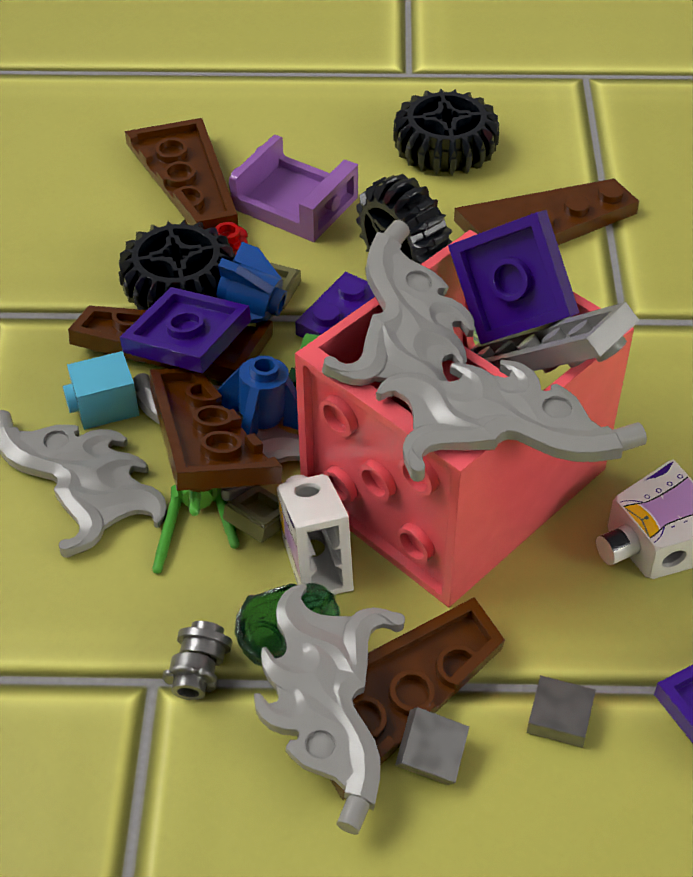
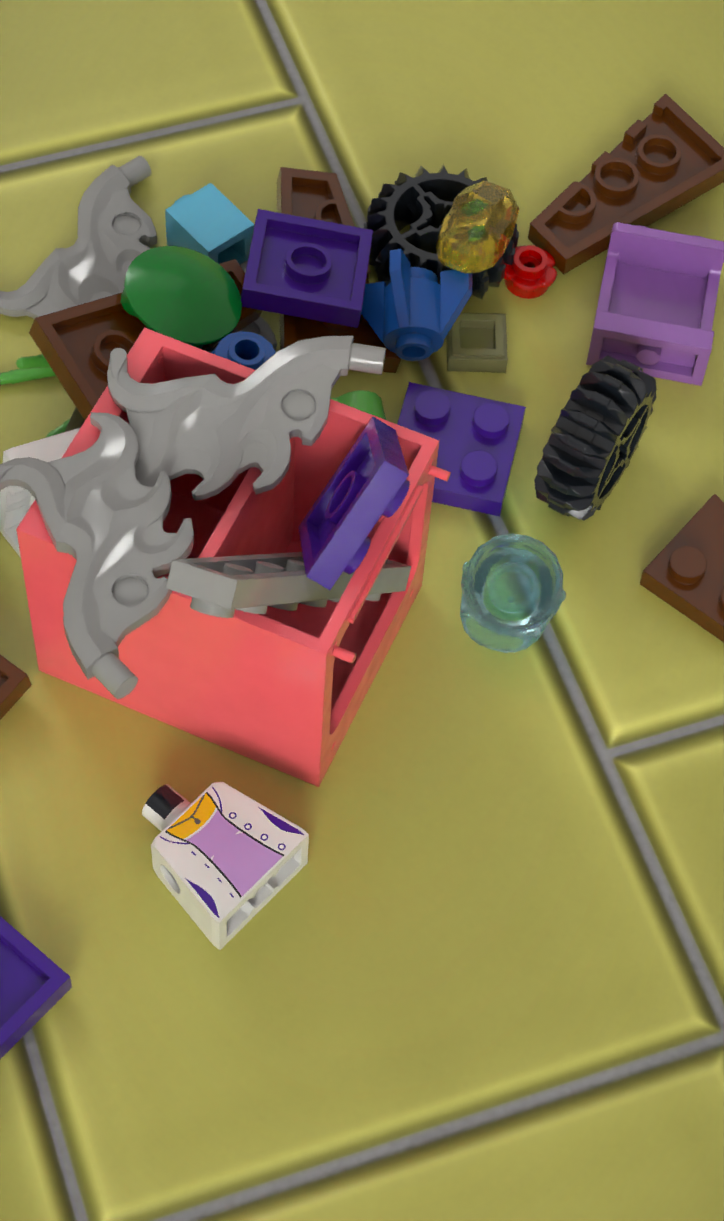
camera: 65 degrees right, 10 degrees up
(187, 395) = (182, 295): none -> green dish
(213, 225) = (477, 228): none -> clear yellow rock

